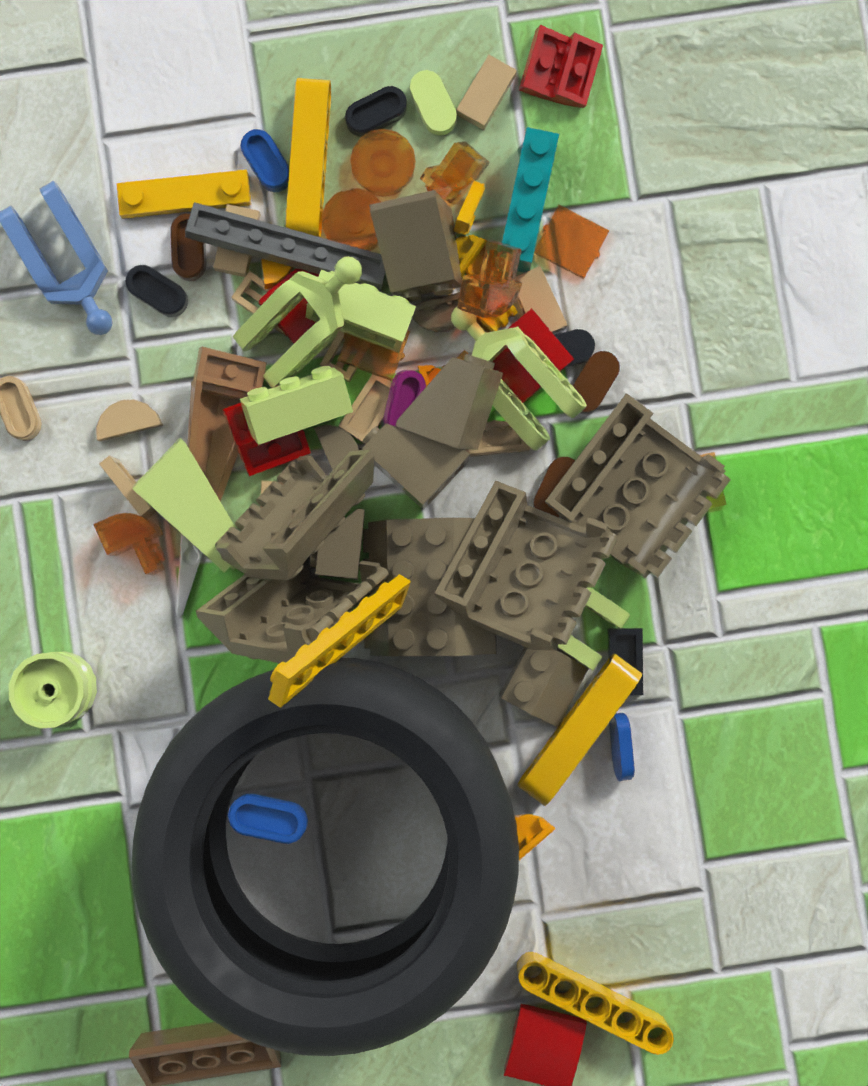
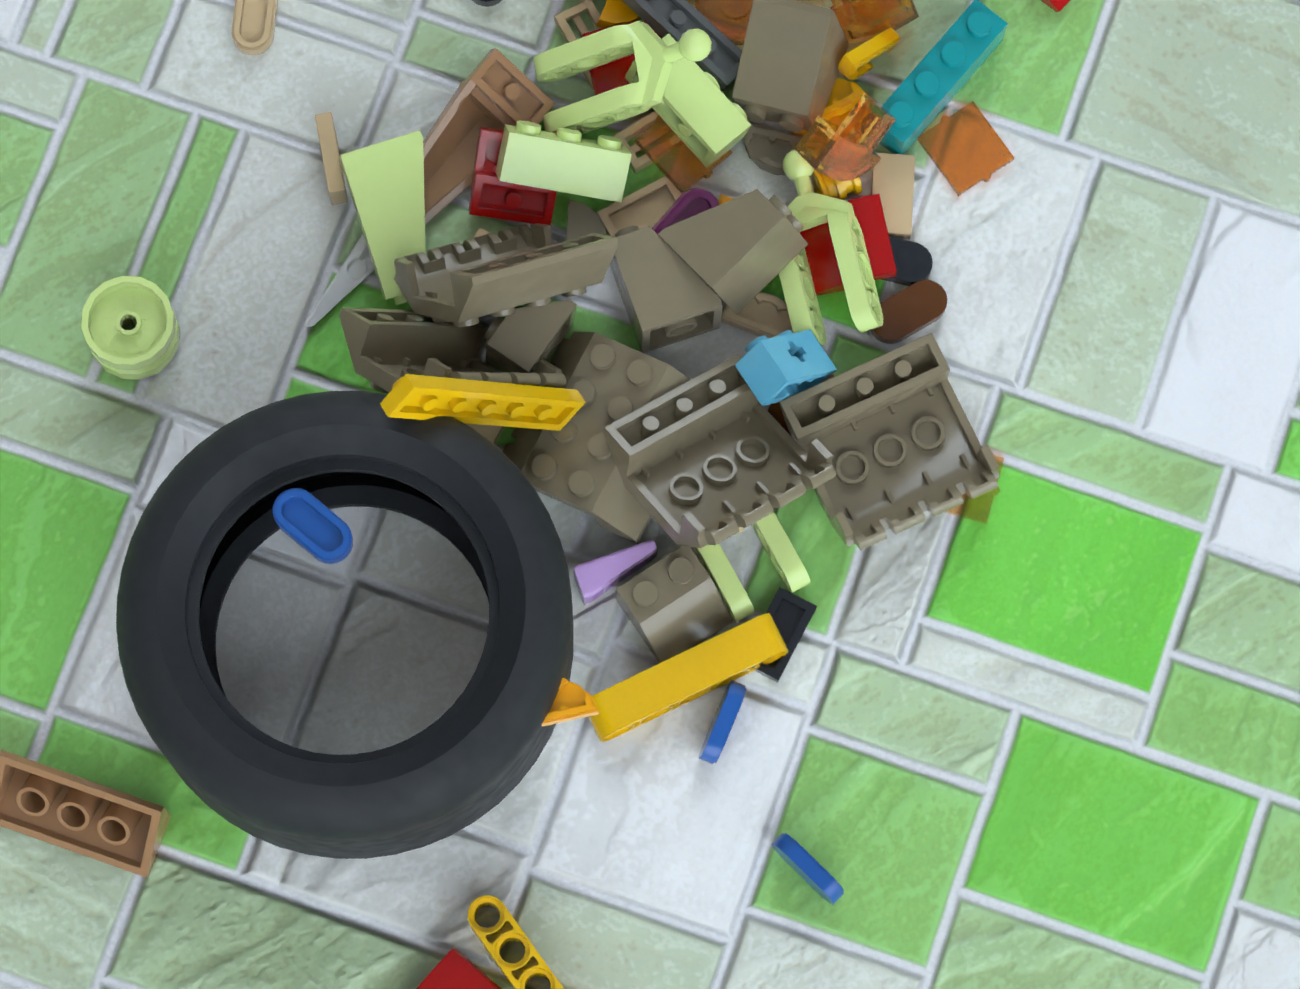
camera: 25 degrees right, 10 degrees down
(126, 418) = (367, 85): tan tile -> none
(130, 531) = (304, 206): clear orange brick -> none
(481, 688) = (604, 573): none -> lavender slope
(534, 473) = (784, 365): none -> medium azure brick
(734, 818) = (808, 868): none -> blue tile

